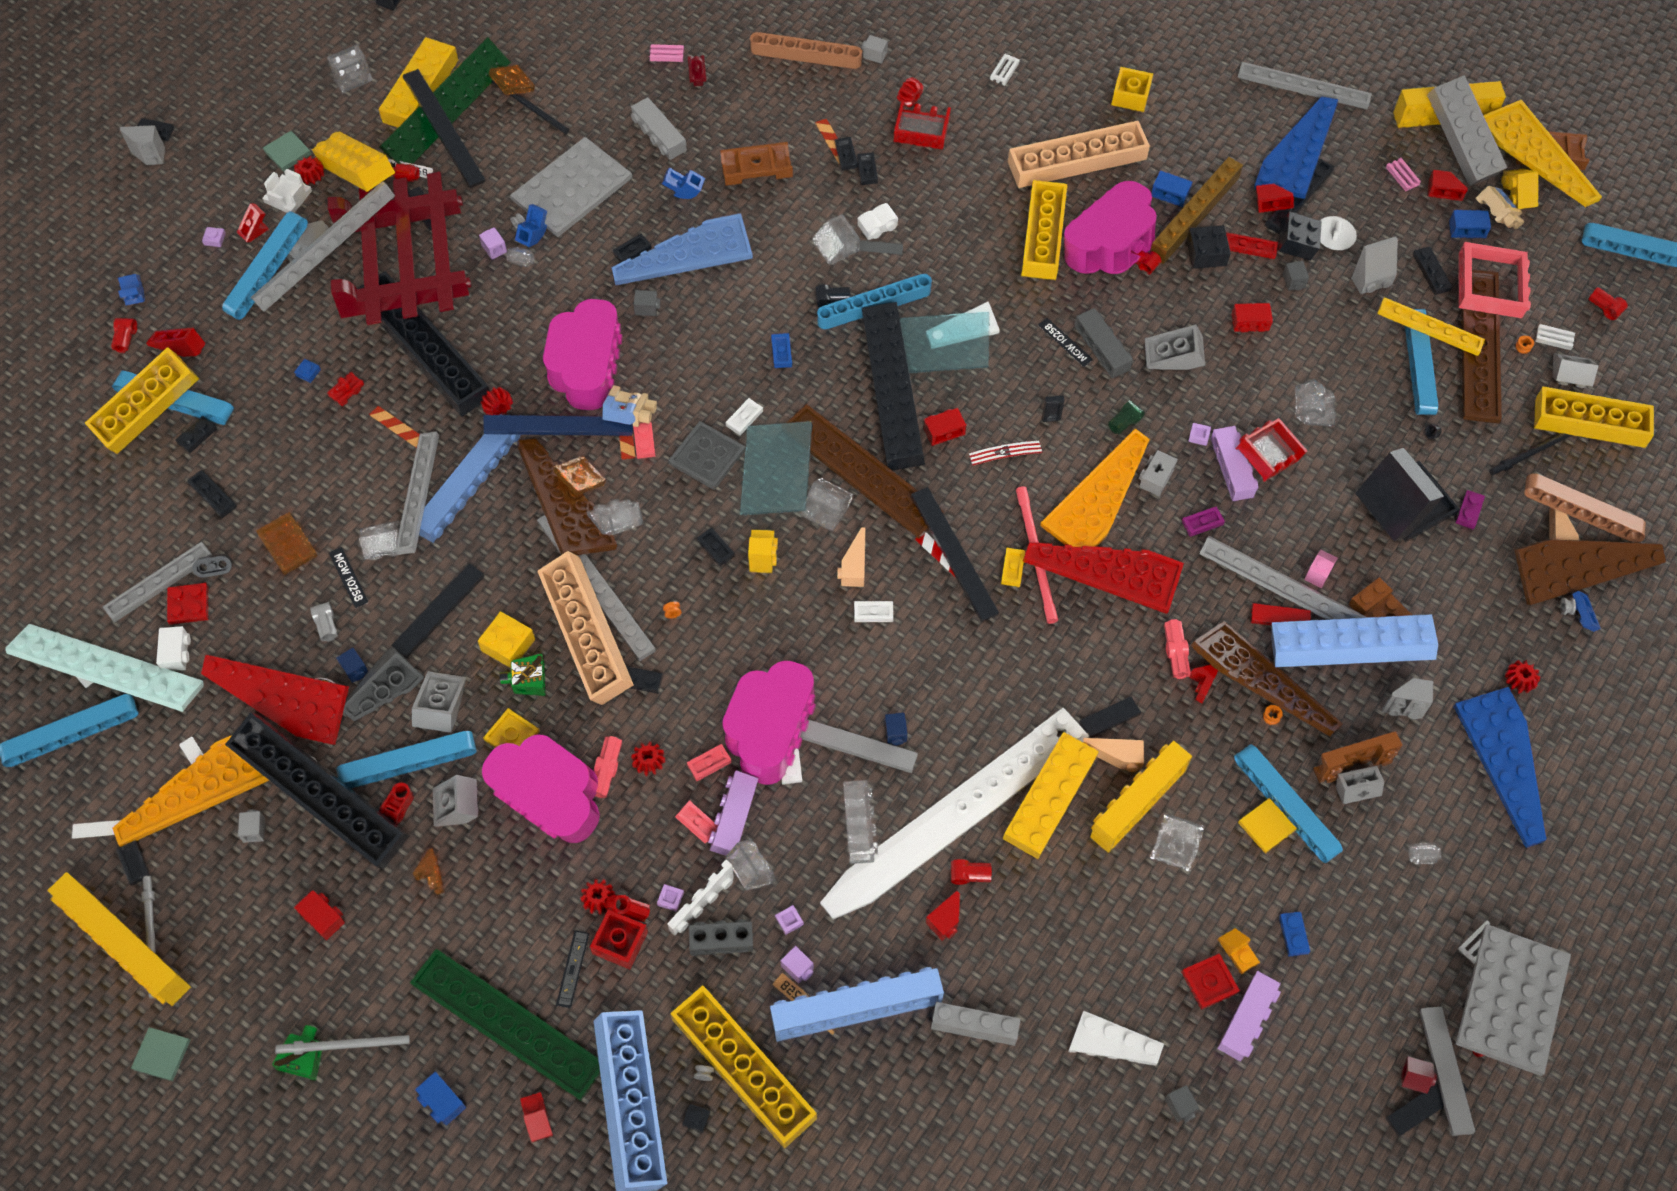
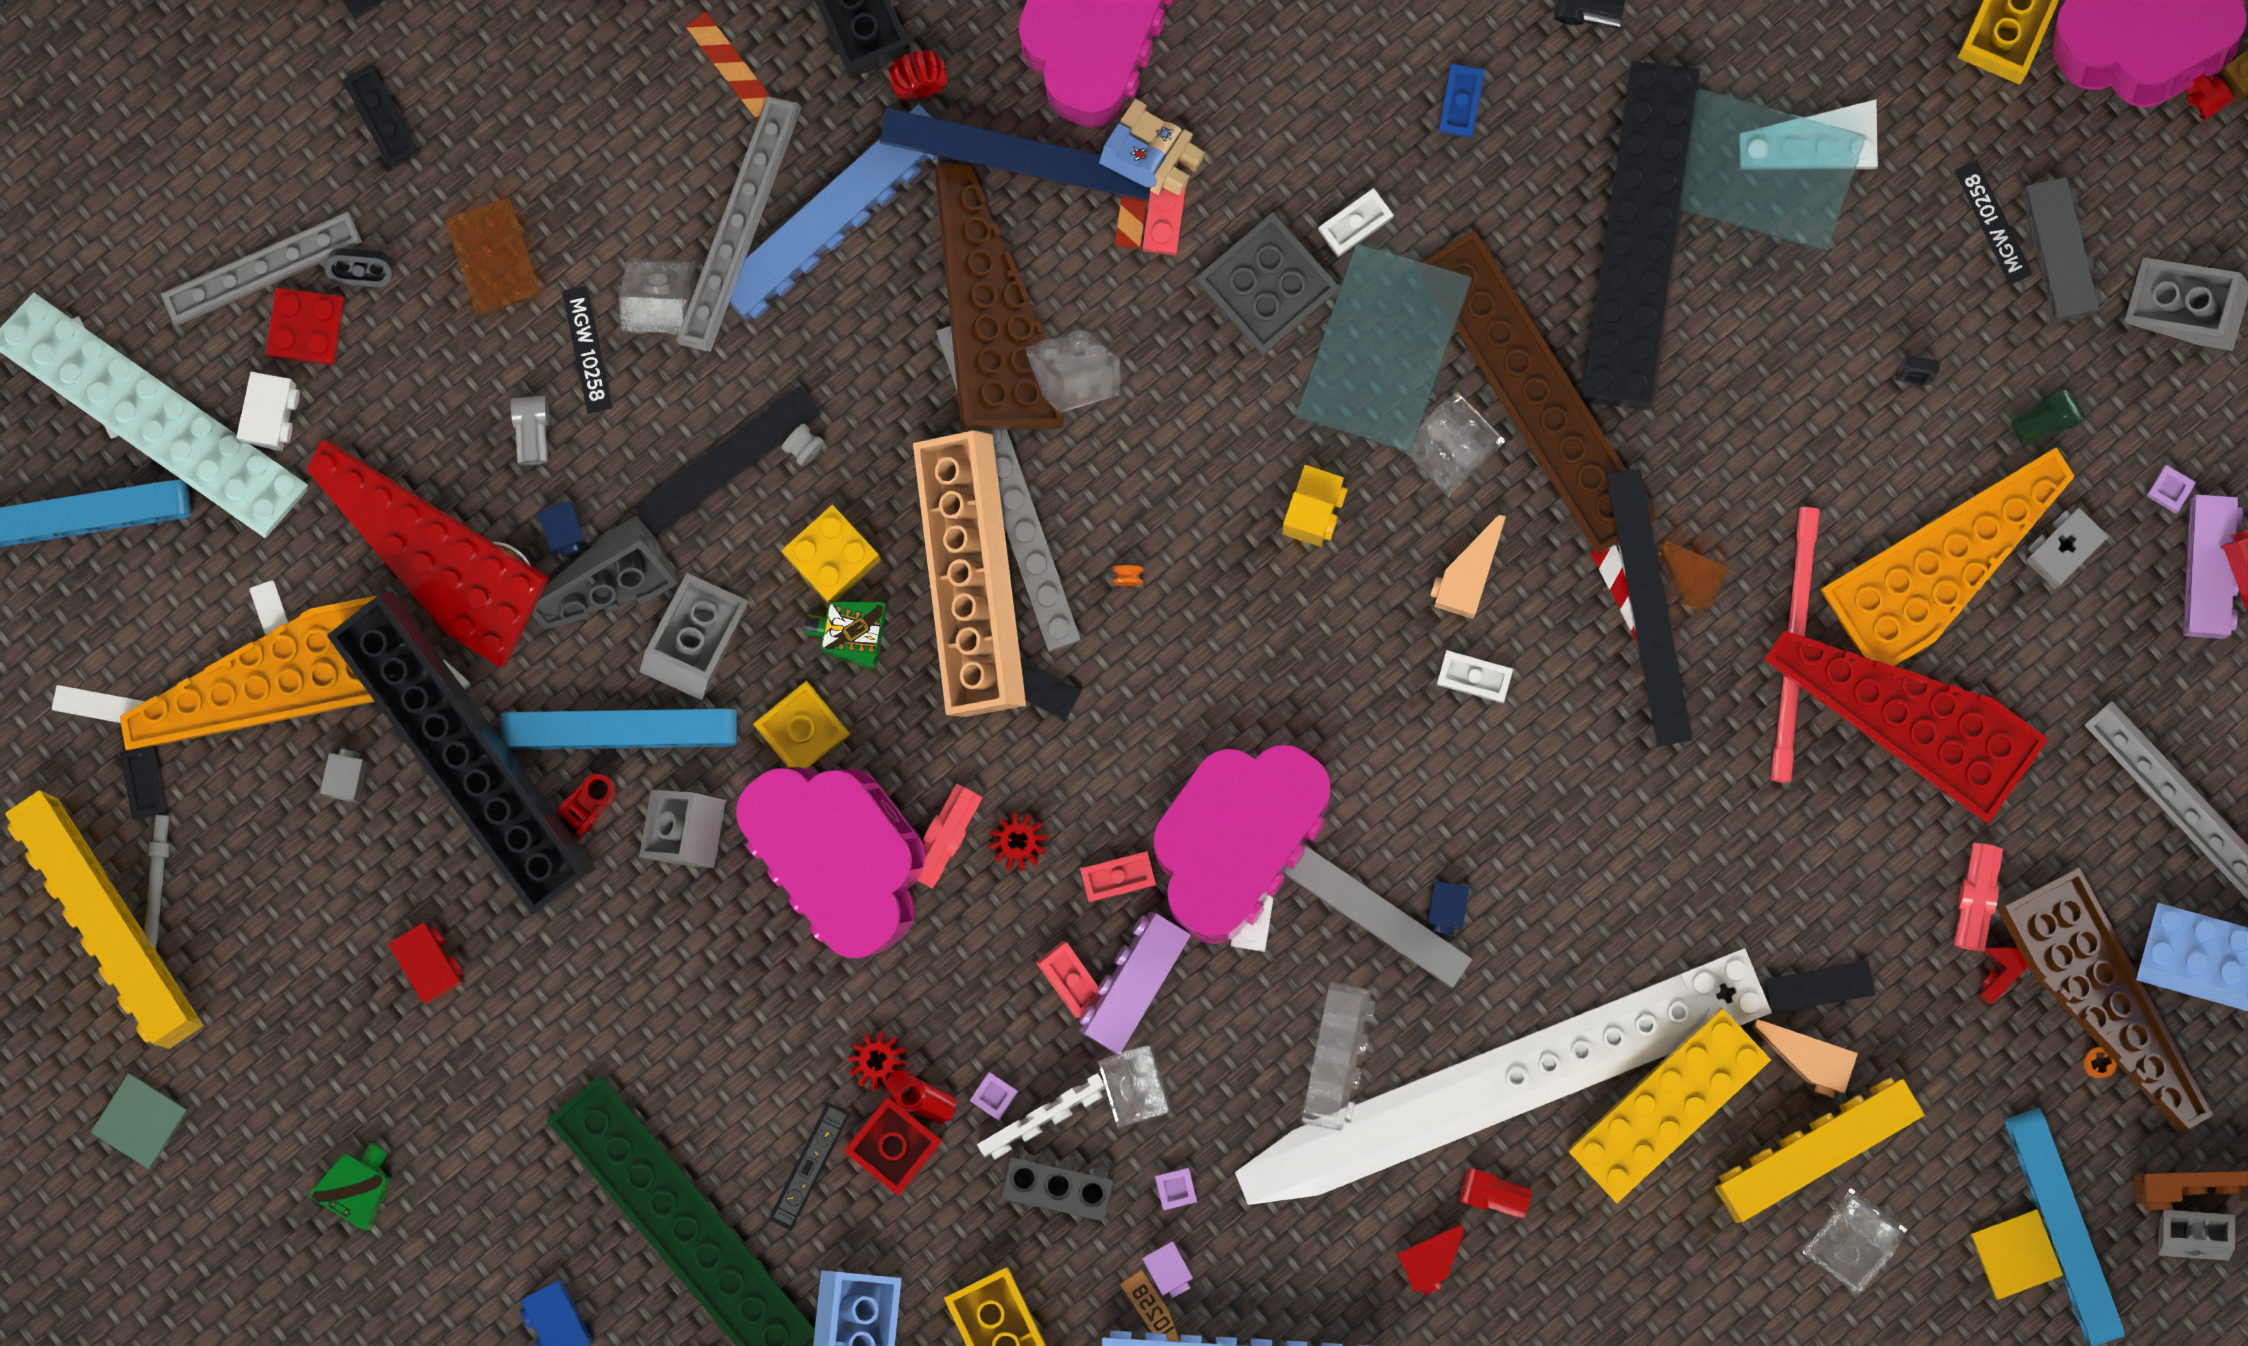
camera: 25 degrees right, 20 degrees up
(300, 1047) = (354, 1184): light grey bar -> none
(429, 869) = (618, 931): clear orange slope -> none
(477, 590) = (803, 445): none -> light grey wheel
(579, 475) = (1030, 267): clear orange plate -> none
(715, 547) = (1234, 473): black plate -> none
(851, 308) = (1676, 32): dark azure beam -> none
(944, 426) = (1711, 344): red brick -> none
(971, 533) = (1693, 576): none -> clear orange slope
(1004, 451) = (1807, 423): sticker -> none
(1013, 567) = (1744, 660): yellow plate -> none
(1203, 521) = (2113, 665): magenta plate -> none
(1267, 614) = (2183, 885): red tile -> none

